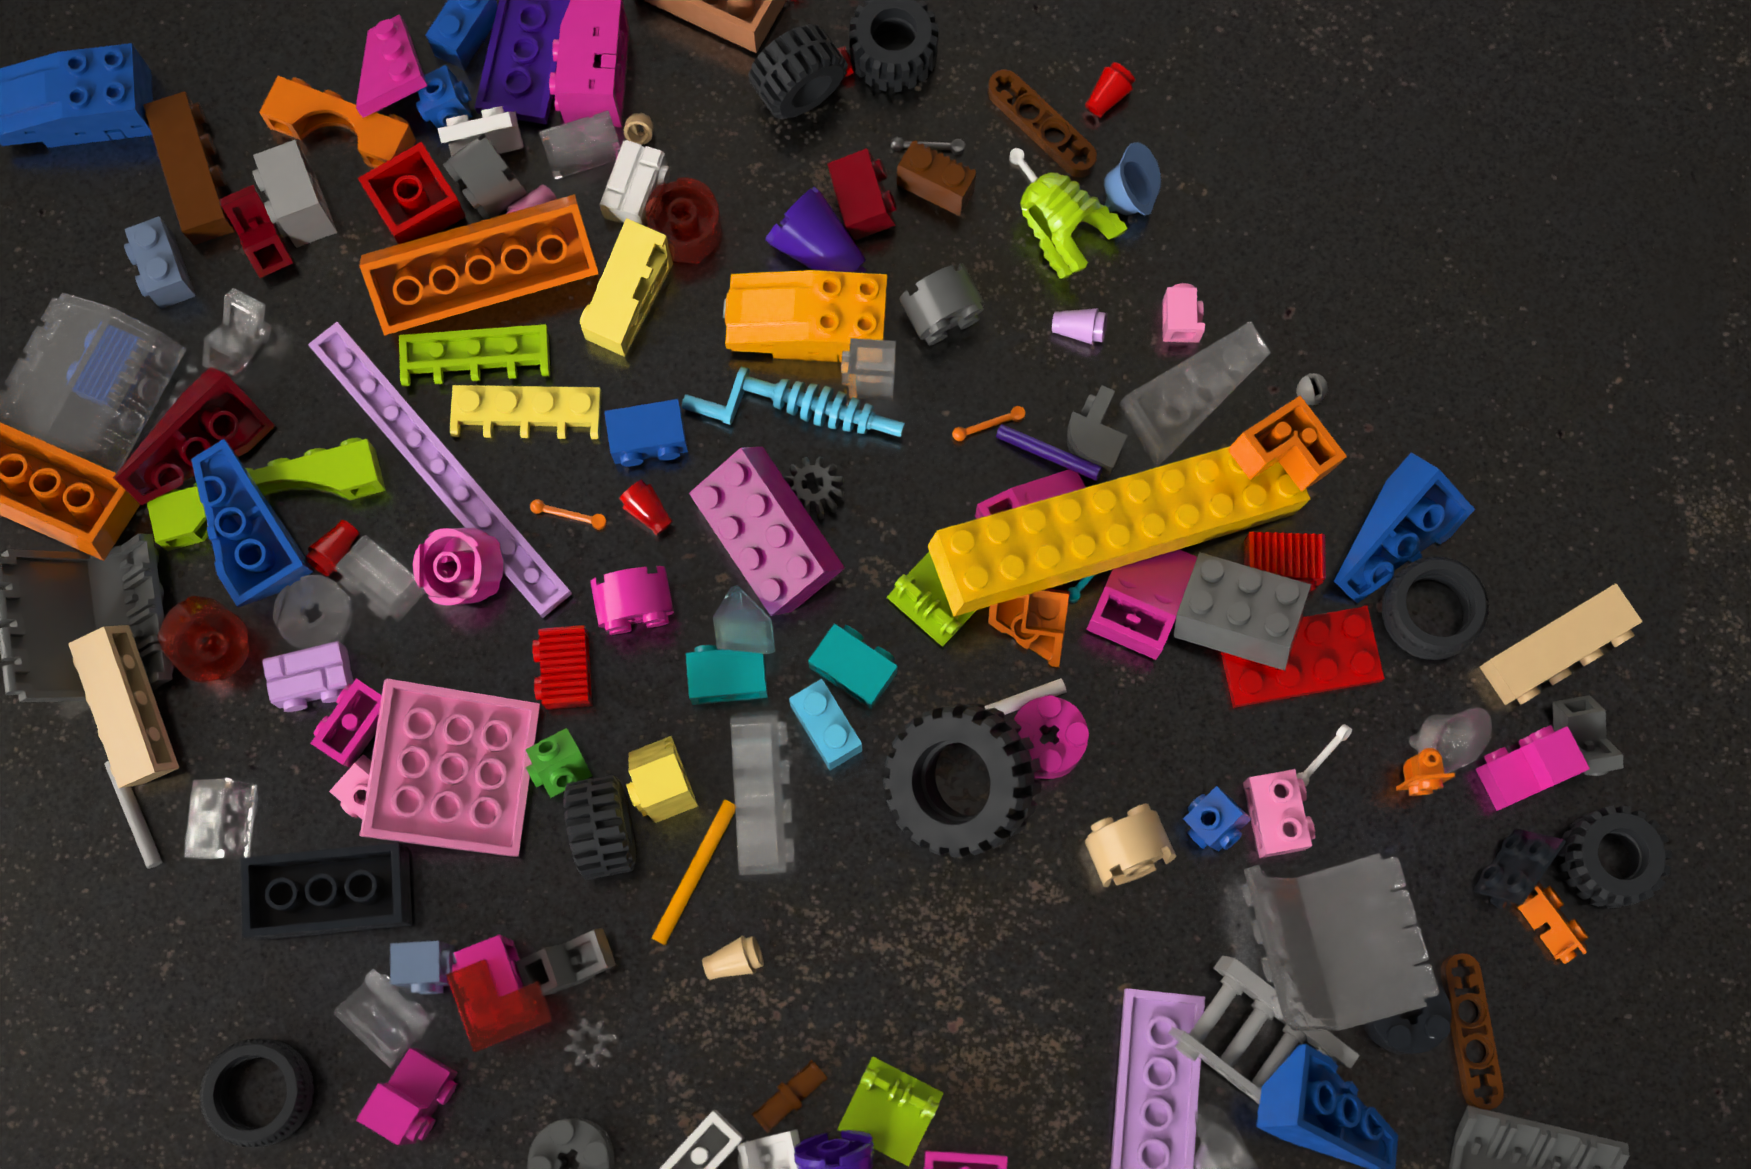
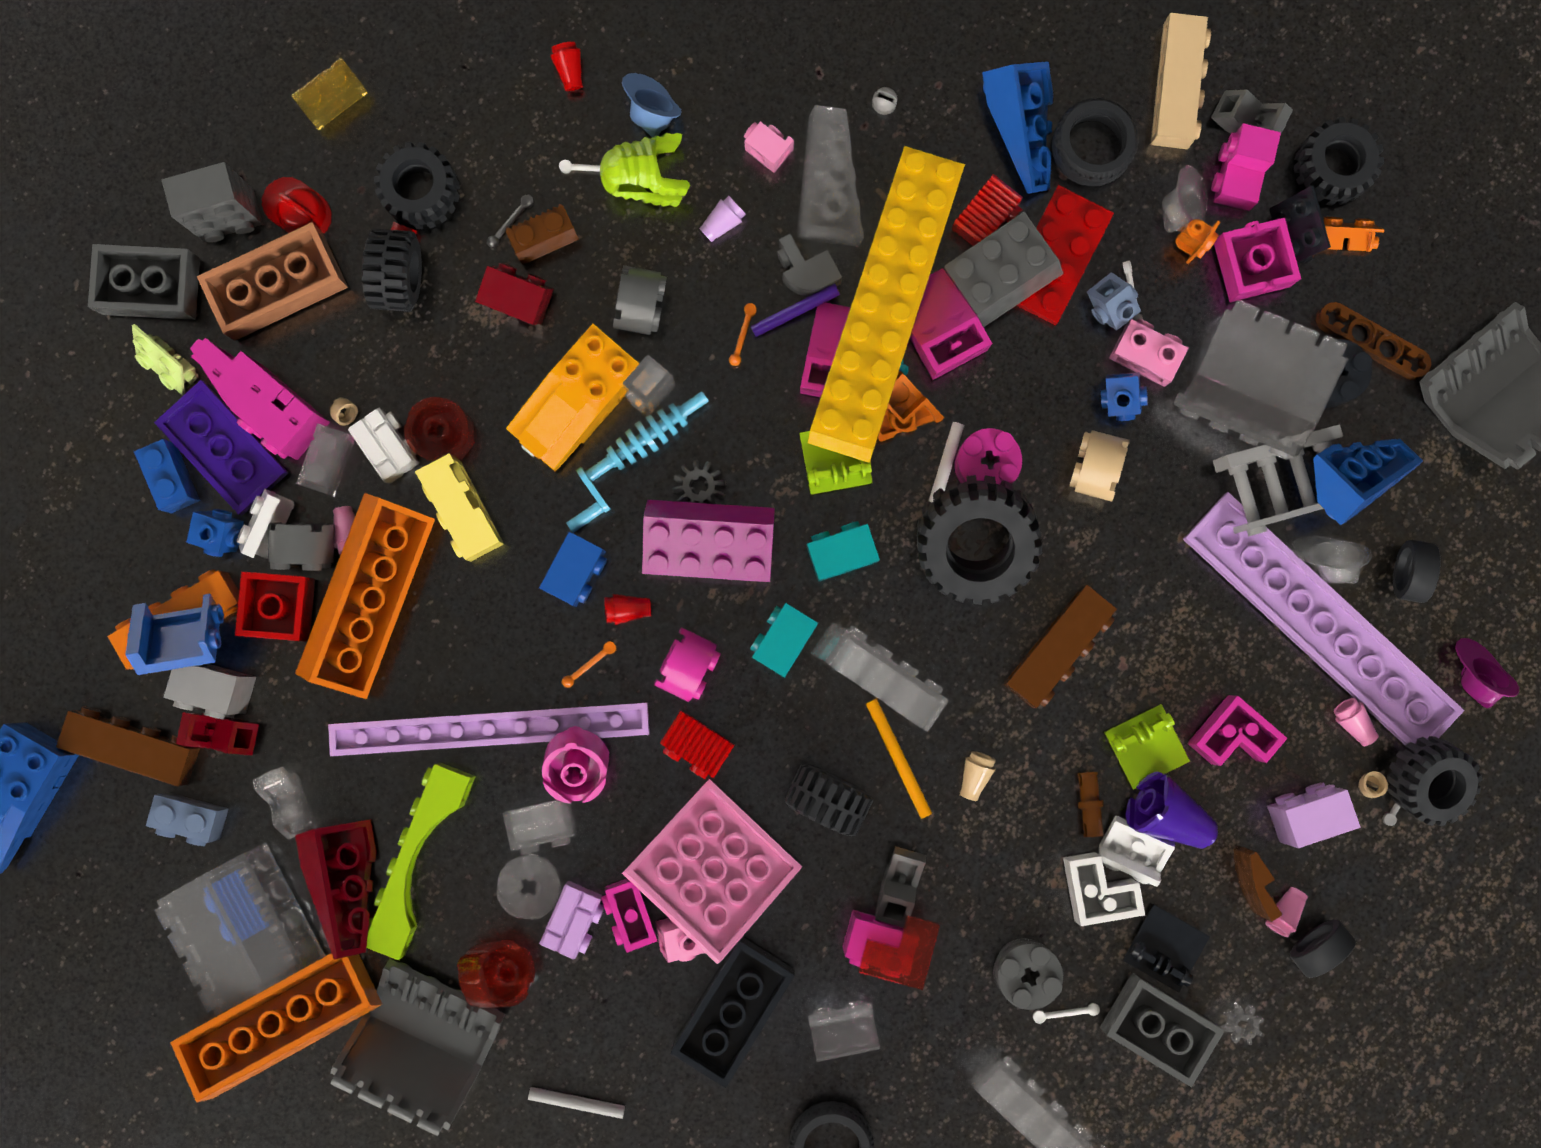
camera: 50 degrees left, 10 degrees up
(123, 705) = (500, 1060): tan brick -> none
(219, 819) = (626, 1048): clear bracket -> none
(247, 537) = (444, 894): blue wedge -> none
(313, 125) = (174, 637): none -> blue panel
(331, 547) = (492, 842): red cone -> none
(388, 67) = (162, 552): dark pink wing -> none
(406, 1103) = (912, 1057): dark pink brick -> none
(421, 966) = (833, 981): sand blue brick -> none
(474, 351) = (422, 644): lime hinge -> none
(525, 408) = (490, 638): light yellow hinge -> none
(556, 763) = (760, 797): bright green brick -> none
(581, 1036) = (963, 916): clear gear -> none
(659, 781) = (823, 737): light yellow wedge -> none
(742, 624) = (762, 604): clear light blue slope -> none
(816, 236) = (525, 349): dark purple cone -> none
(825, 724) = (869, 600): medium azure brick -> none
(922, 945) = (1060, 646): none -> reddish brown brick
(1037, 126) = (555, 125): reddish brown beam -> none
(1294, 440) = (923, 144): orange brick -> none
(1298, 741) = (1113, 301): none -> sand blue brick
(1453, 849) = (1257, 259): none -> dark pink brick

